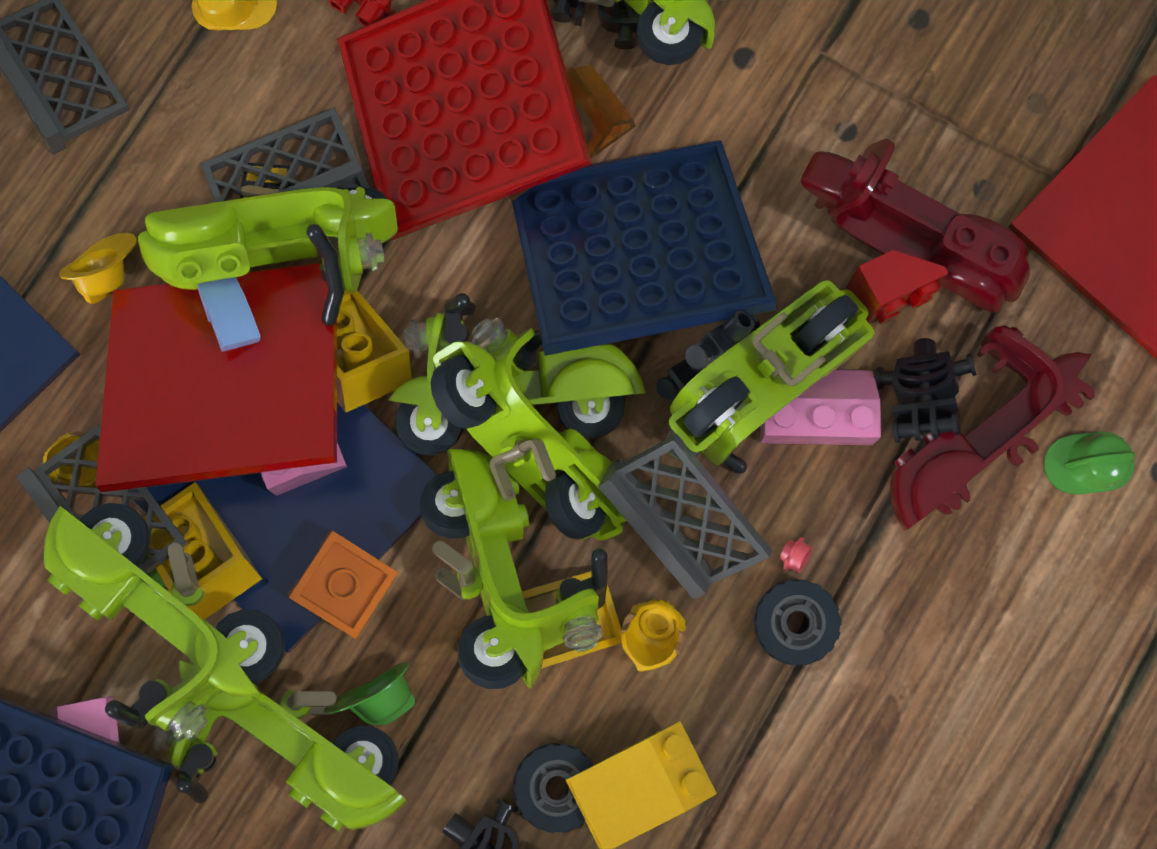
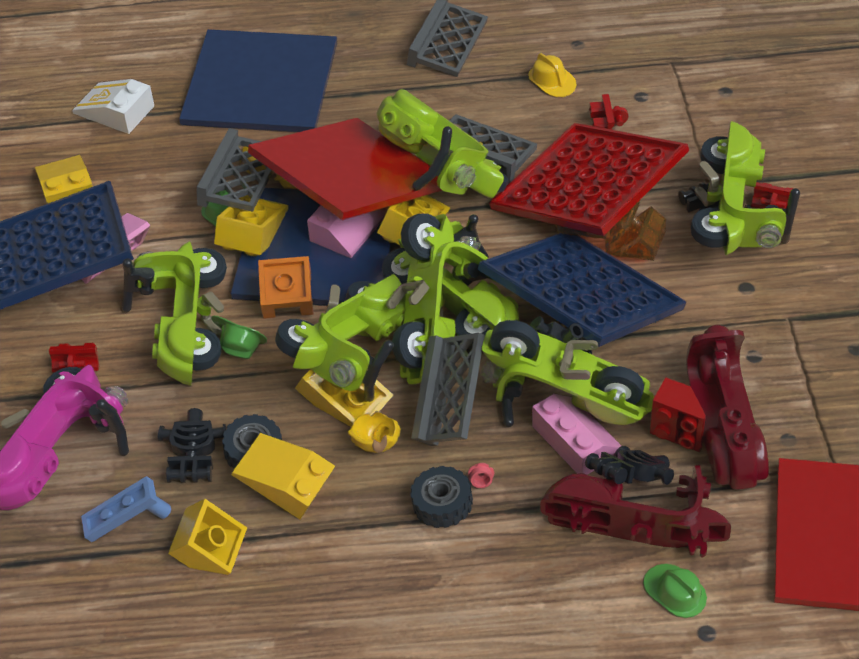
camera: 55 degrees right, 30 degrees down
(100, 267) = (359, 109): yellow piece -> none
(101, 565) = (203, 235): lime piece -> none
(229, 313) = (382, 150): light blue slope -> none

